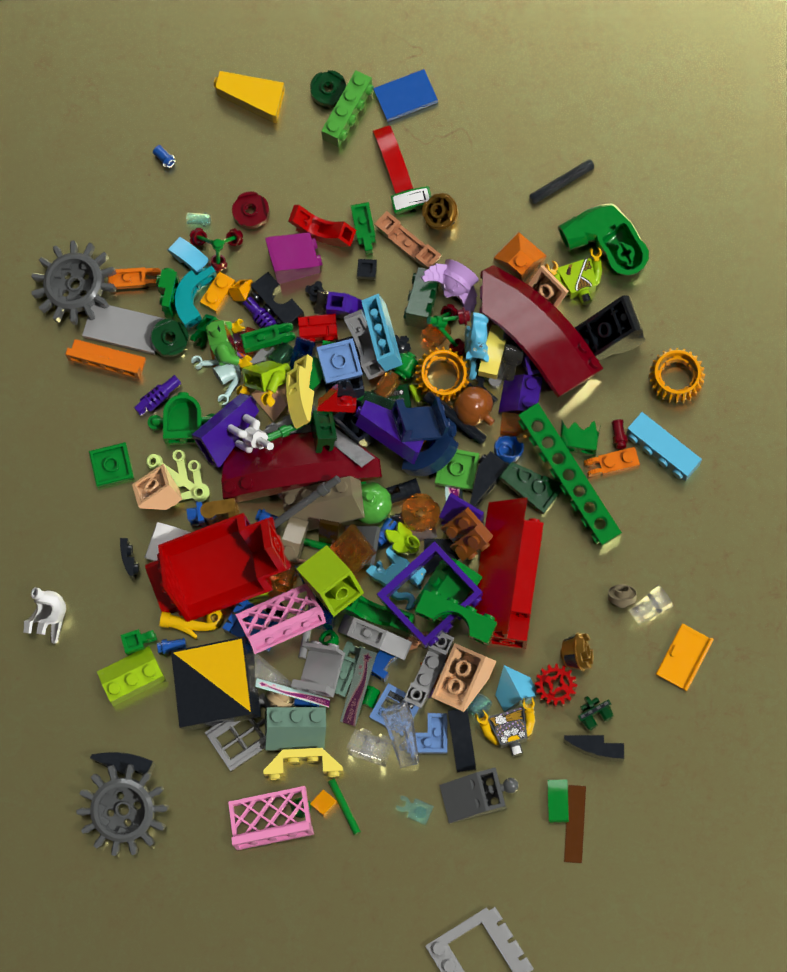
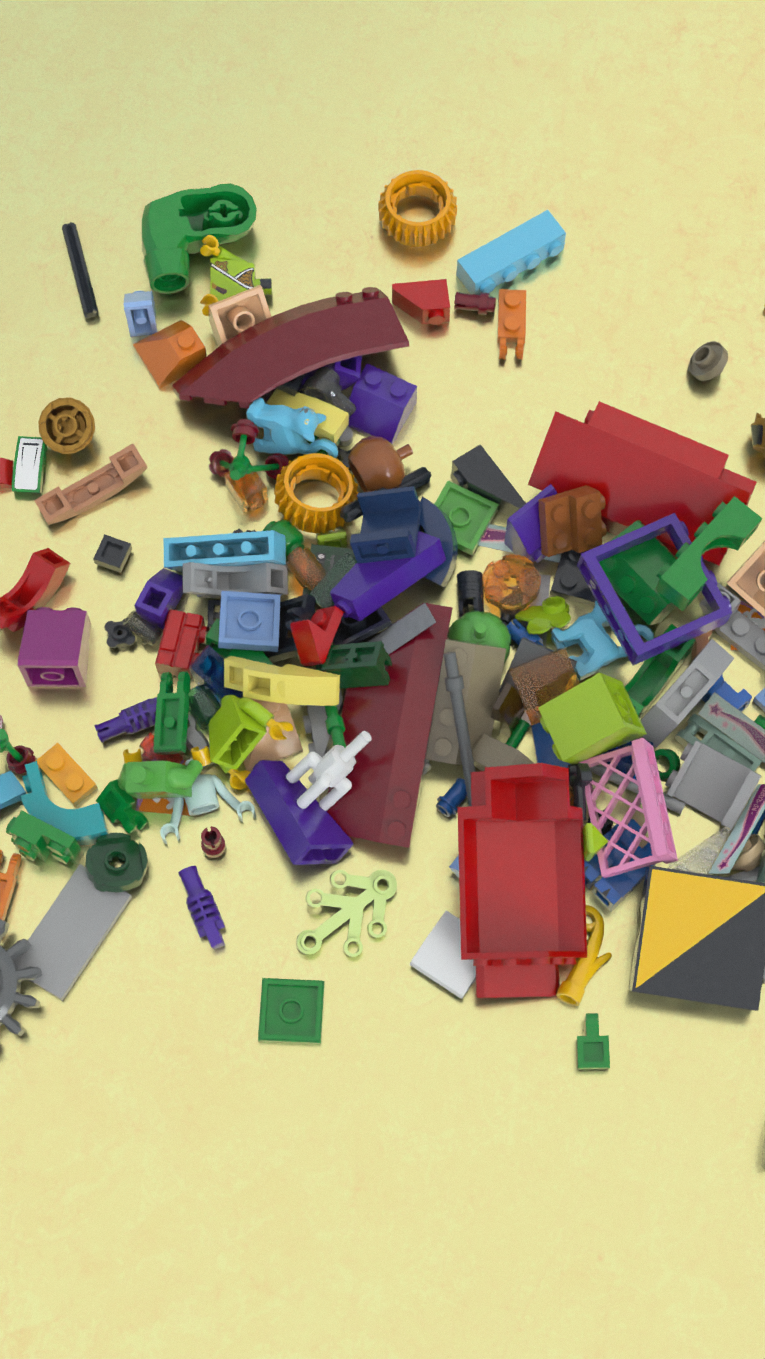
camera: 80 degrees left, 5 degrees down
(49, 610) = (502, 1167): white piece -> none
(106, 358) = (112, 972): orange panel -> none
(130, 563) = (469, 1022): black slope -> none
(131, 676) = (647, 1070): lime slope -> none
(157, 490) = (361, 946): light nougat slope -> none
(171, 645) = (615, 1001): blue animal -> none
(180, 419) = (256, 881): green piece -> none
(196, 387) = (212, 842): none -> dark red animal
(212, 512) = (426, 881): pearl gold hips -> none
(240, 289) = (77, 737): light orange slope -> none
(253, 602) = (593, 841): none -> lime slope
(265, 291) = (96, 703): black arch -> none
(292, 585) = (579, 777): none -> black bar
(364, 225) = (33, 537): green hinge -> none
(421, 300) = (188, 489): wedge -> none
(455, 281) = (181, 434): lavender helmet -> none
(508, 448) = (453, 440): blue hair -> none
(510, 425) = (419, 427): clear orange brick -> none
(526, 483) = (517, 428): dark green wing -> none
(536, 414) = (610, 346): green brick -> none
(539, 227) = (140, 313): none -> light blue slope
(580, 440) = (468, 353): green piece -> none
(608, 402) = (423, 300): none -> red slope
(613, 329) = (329, 250): black brick -> none
(651, 605) = (732, 329): clear plant -> none

